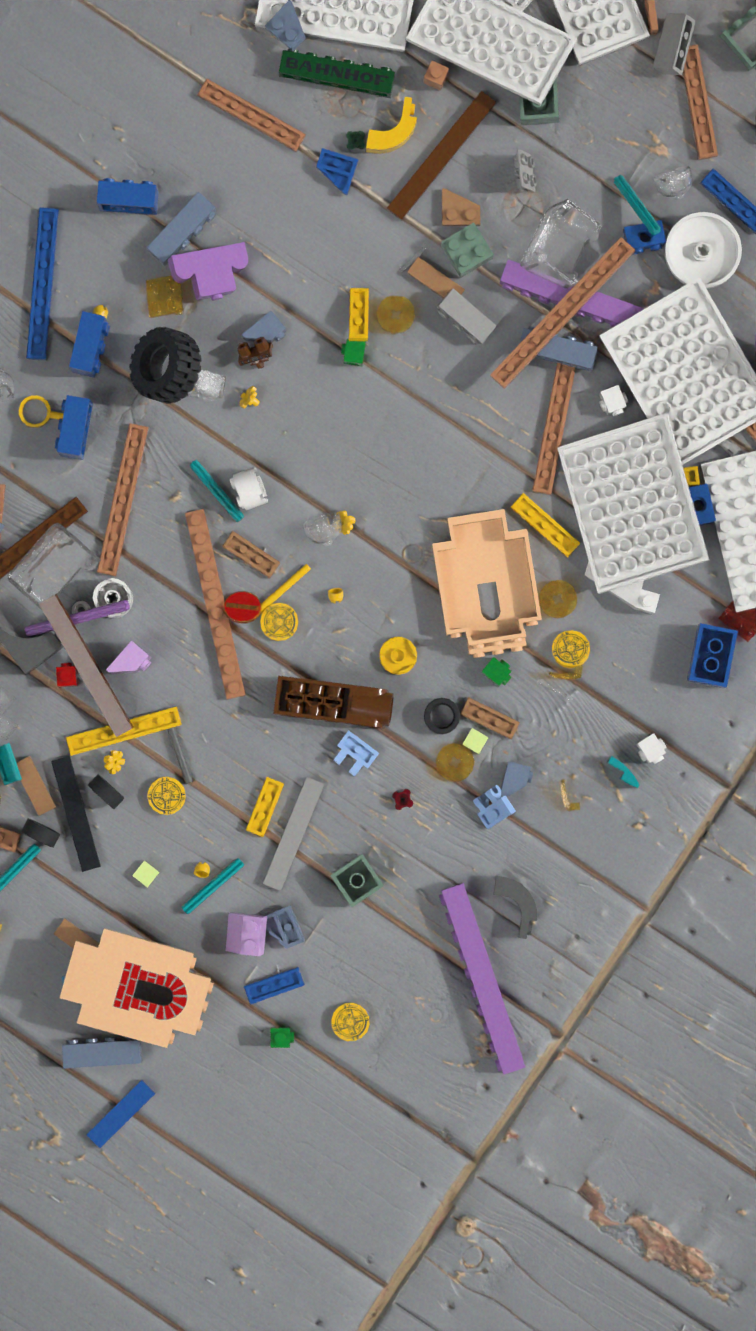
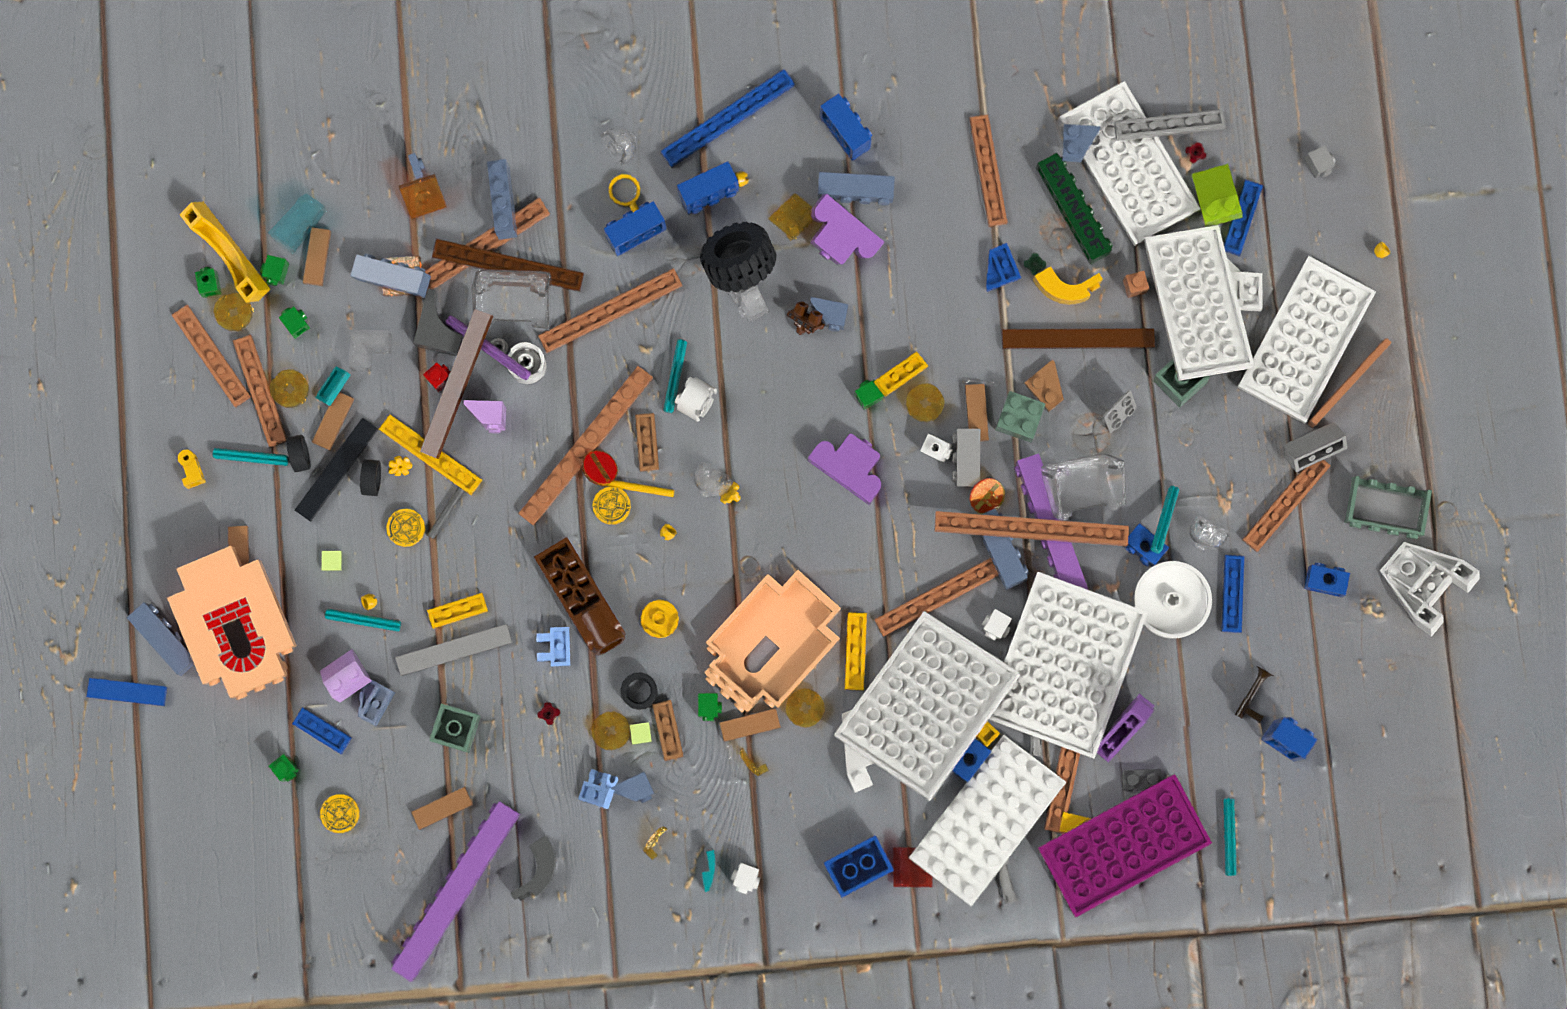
camera: 55 degrees right, 5 degrees down
(249, 398) = (767, 343): yellow plant -> none
(398, 412) = (849, 466): none -> medium lavender brick
(409, 939) = (442, 808): none -> medium nougat tile
(434, 338) = (931, 446): none -> white brick
(508, 326) = (987, 495): none -> clear yellow piece
(536, 652) = (750, 725): none -> medium nougat tile
(570, 649) = (773, 750): yellow tile -> none

